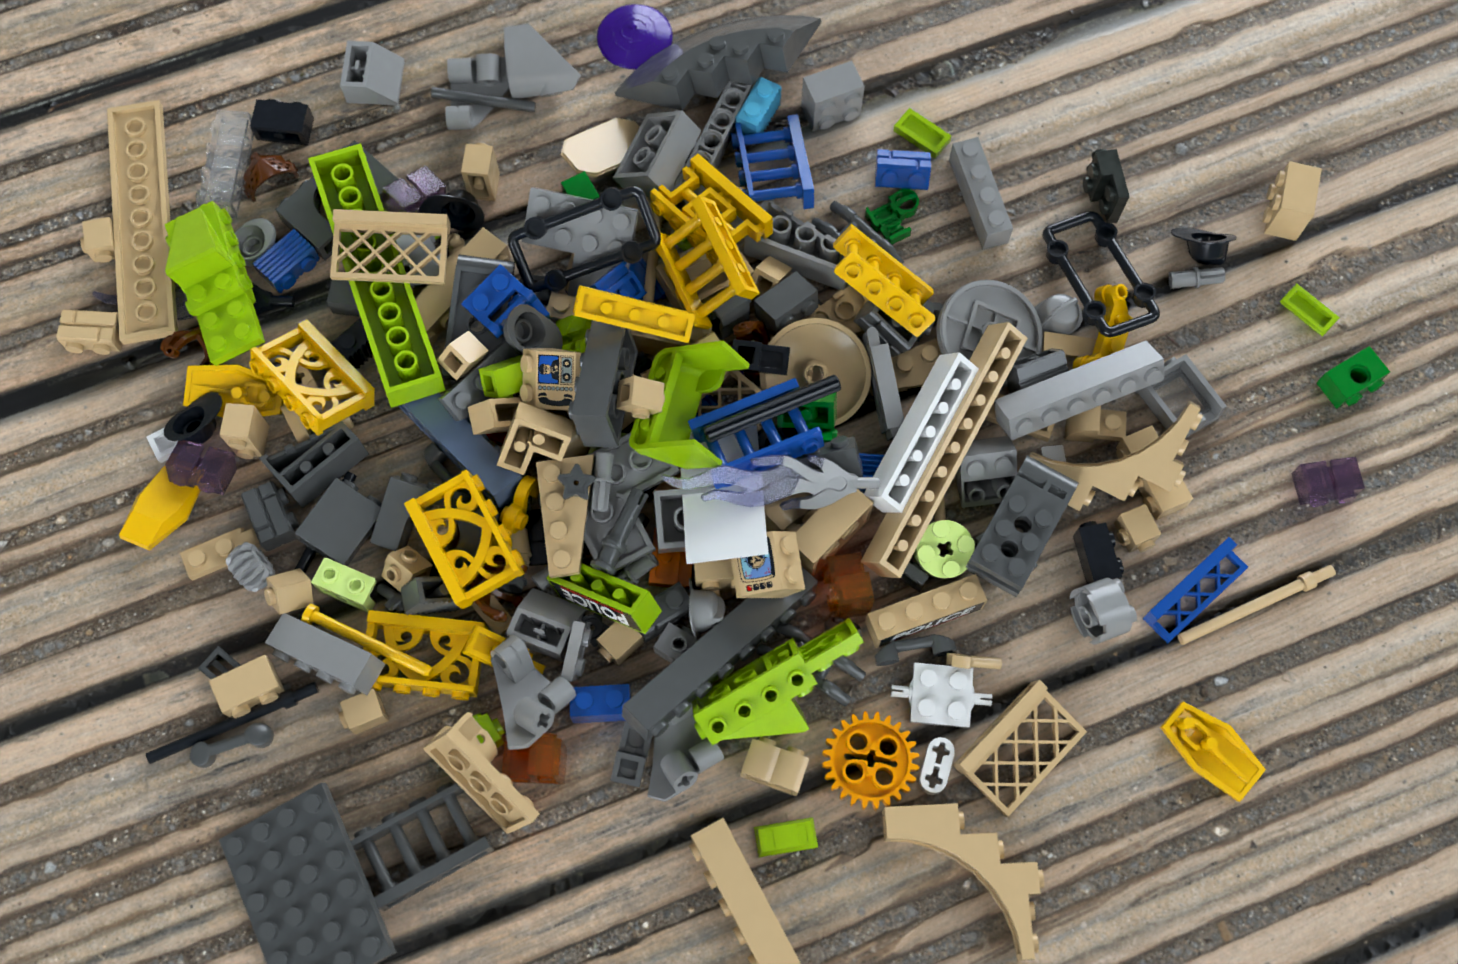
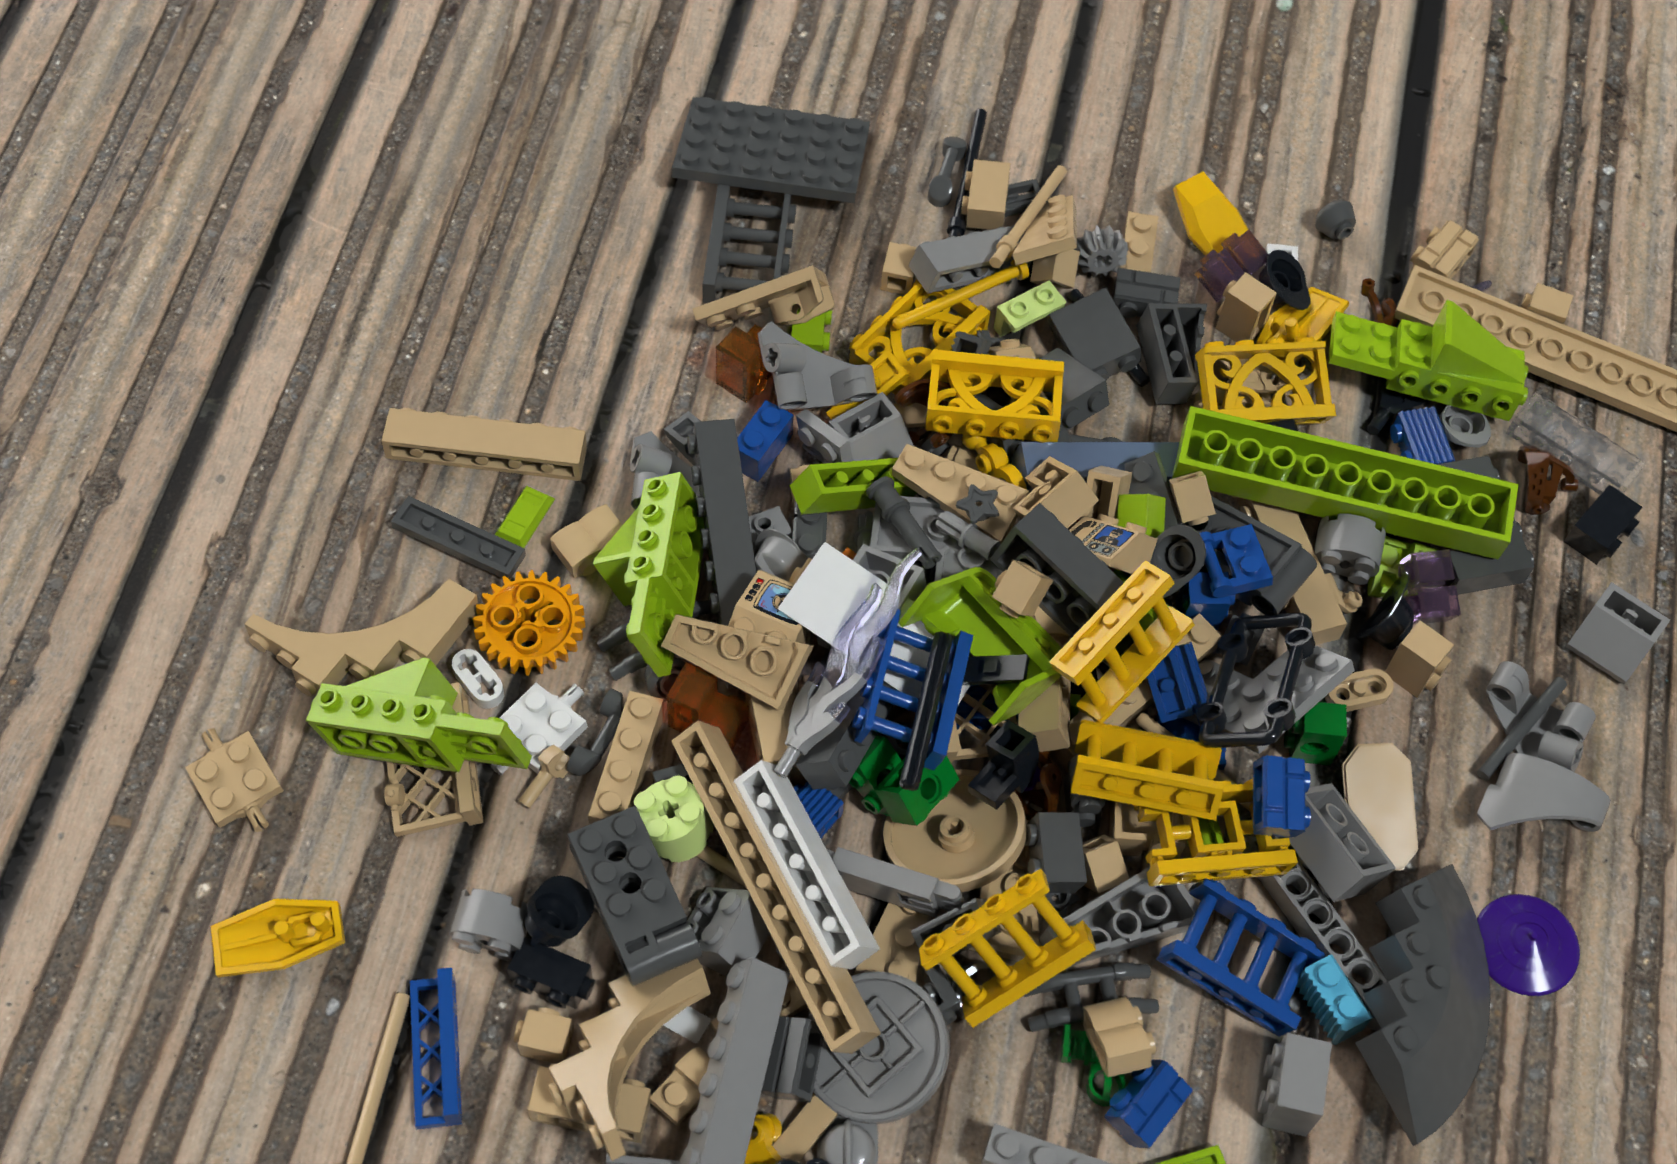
camera: 120 degrees right, 10 degrees down
(102, 420) = (1336, 219): none -> dark grey cone
(263, 605) = (1050, 232): none -> tan wing
(300, 627) = (1009, 242): none -> tan bar
(389, 223) = (1376, 512): tan fence -> none
(518, 206) = (1357, 692): none -> tan plate
(667, 177) = (1280, 796): none -> blue brick
(697, 392) = (996, 669): none -> black piece
(815, 558) = (747, 659): none -> tan wing
(842, 868) = (458, 538): none -> dark grey plate
(881, 199) = (1118, 1036): none -> tan brick
(1027, 765) = (411, 721): none -> lime wedge
(1065, 748) = (394, 794): none -> tan piece
(1066, 566) = (557, 911): none -> black piece
(1138, 873) = (234, 779): none -> tan plate

